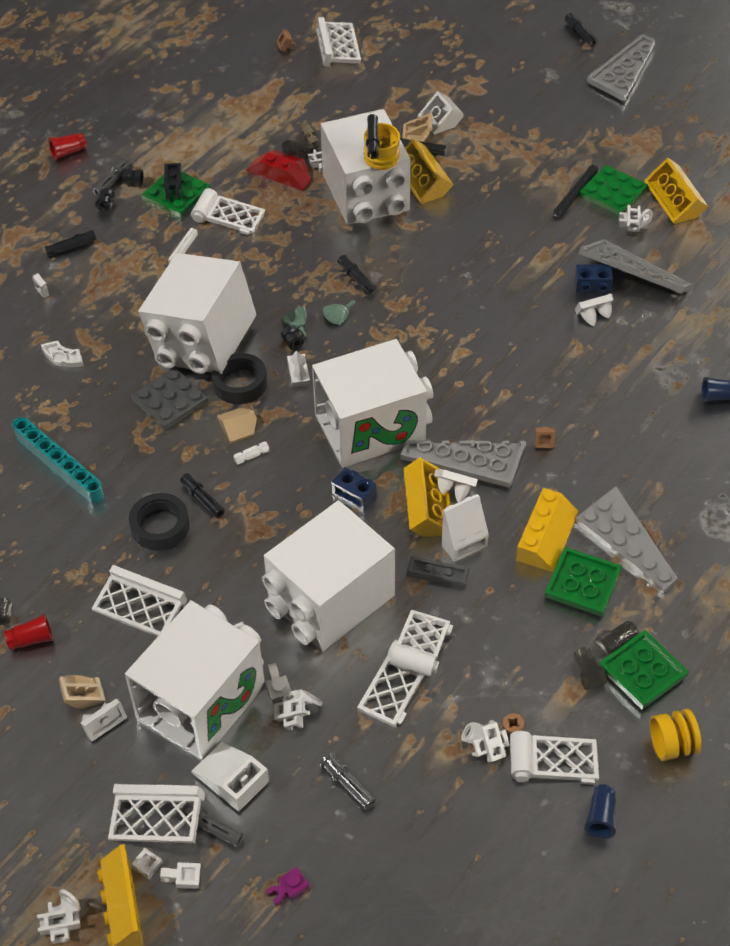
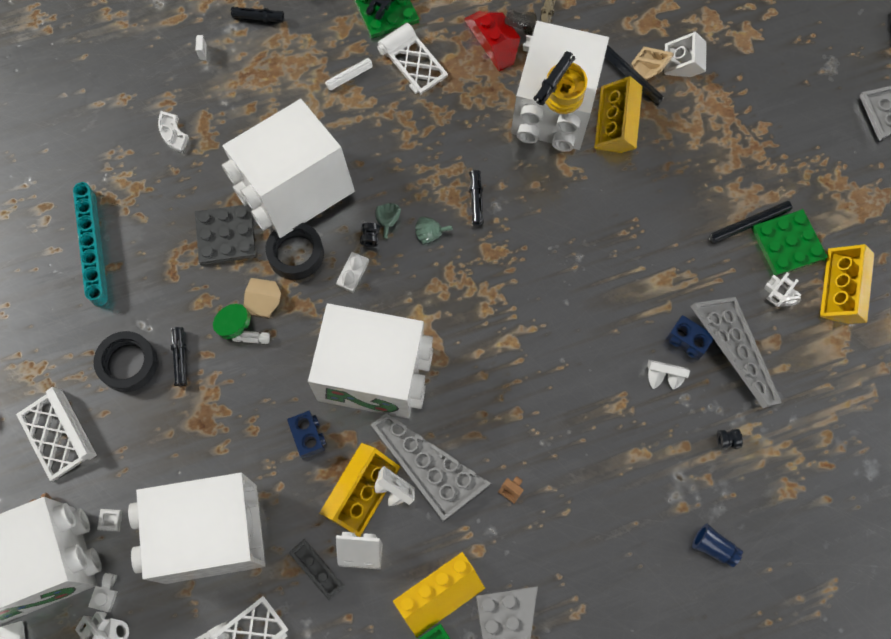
camera: 30 degrees right, 20 degrees up
(227, 448) = (231, 321): none -> green tile
(675, 323) = (729, 439): none -> black wheel

